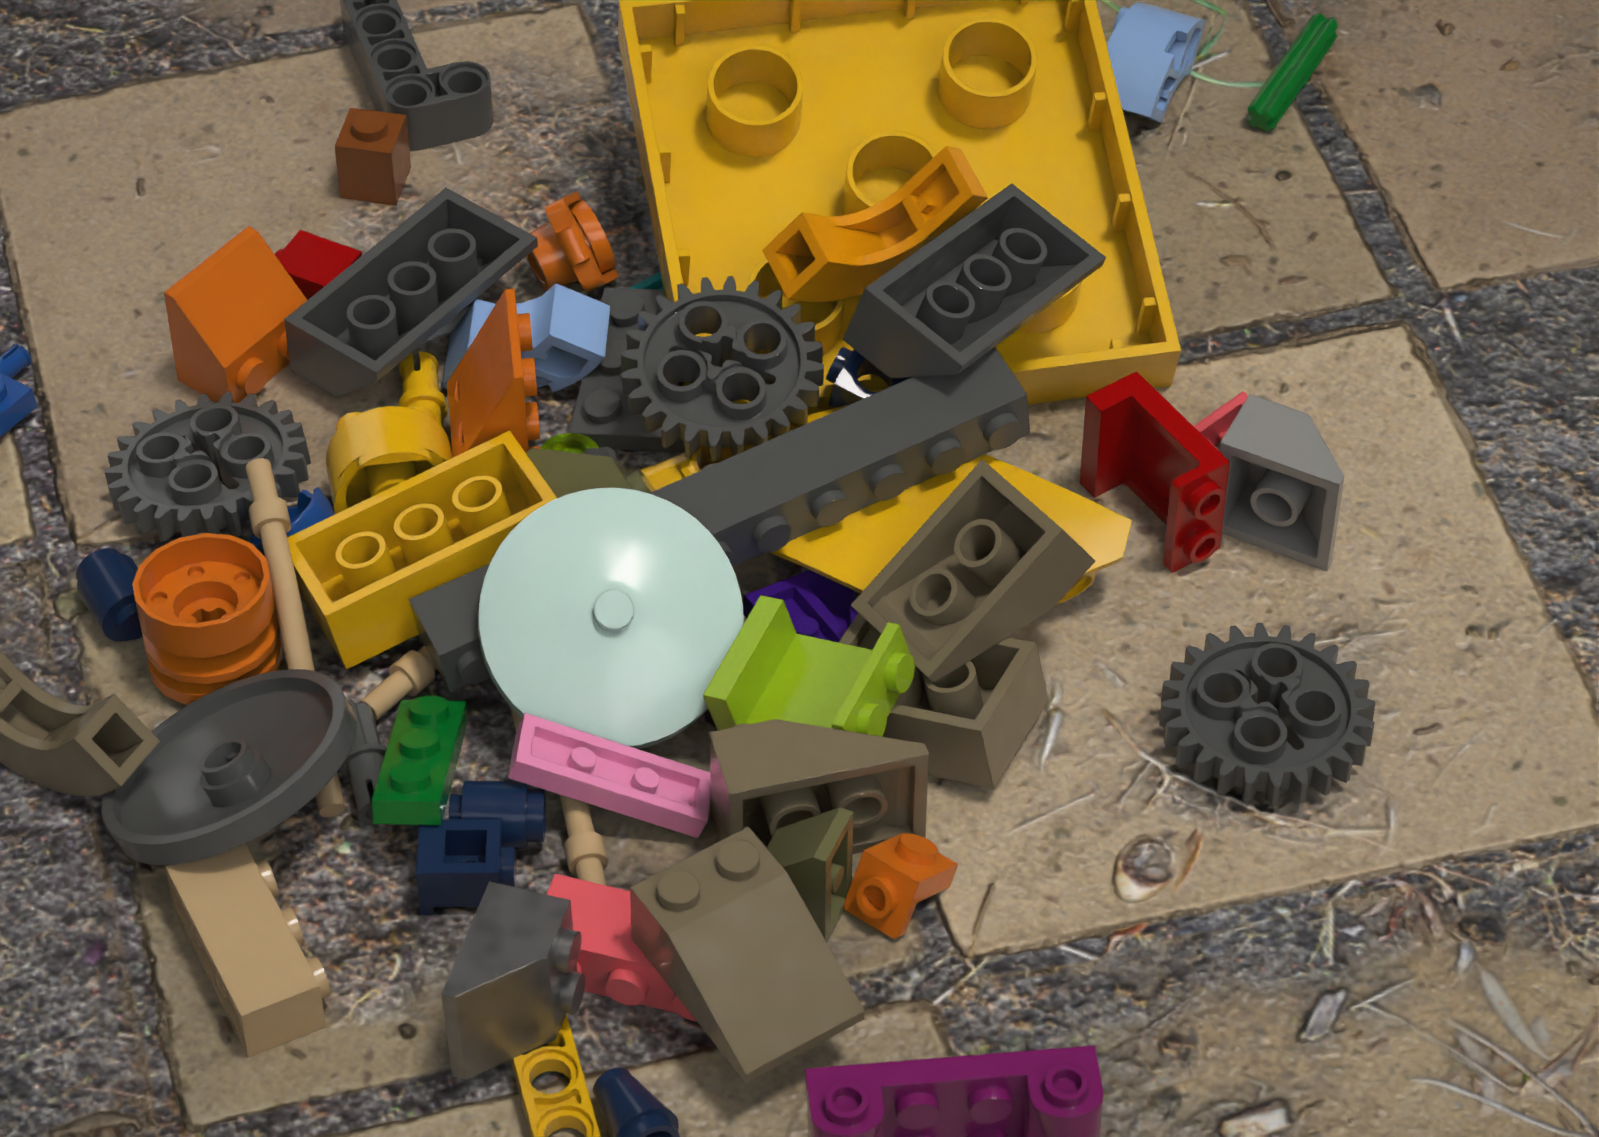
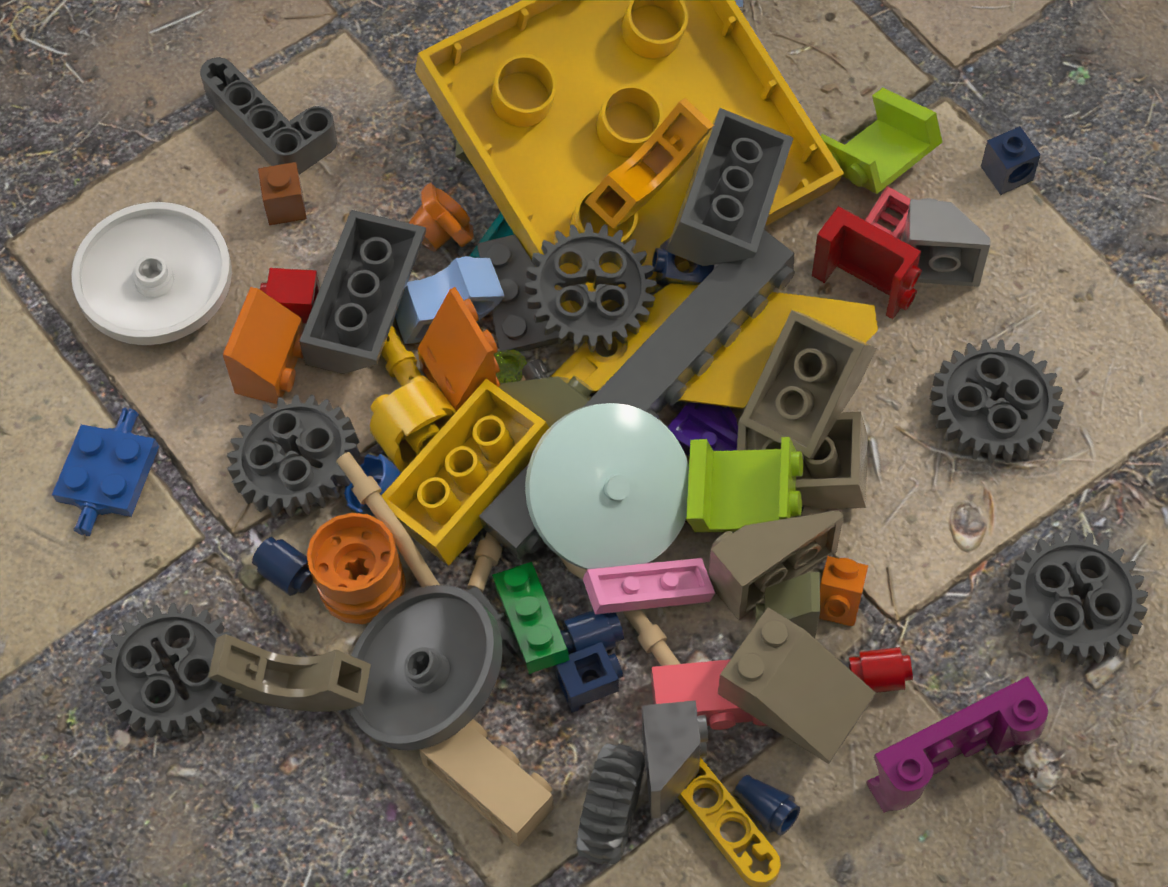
camera: 20 degrees left, 15 degrees up
(139, 193) = (151, 273): none -> white dish
(388, 1027) = (610, 803): none -> dark grey gear
(902, 1001) = (882, 669): none -> red brick
(1191, 998) = (1041, 604): none -> dark grey gear
(1307, 339) = (890, 144): none -> lime panel
(1451, 416) = (1010, 160): none -> dark blue brick

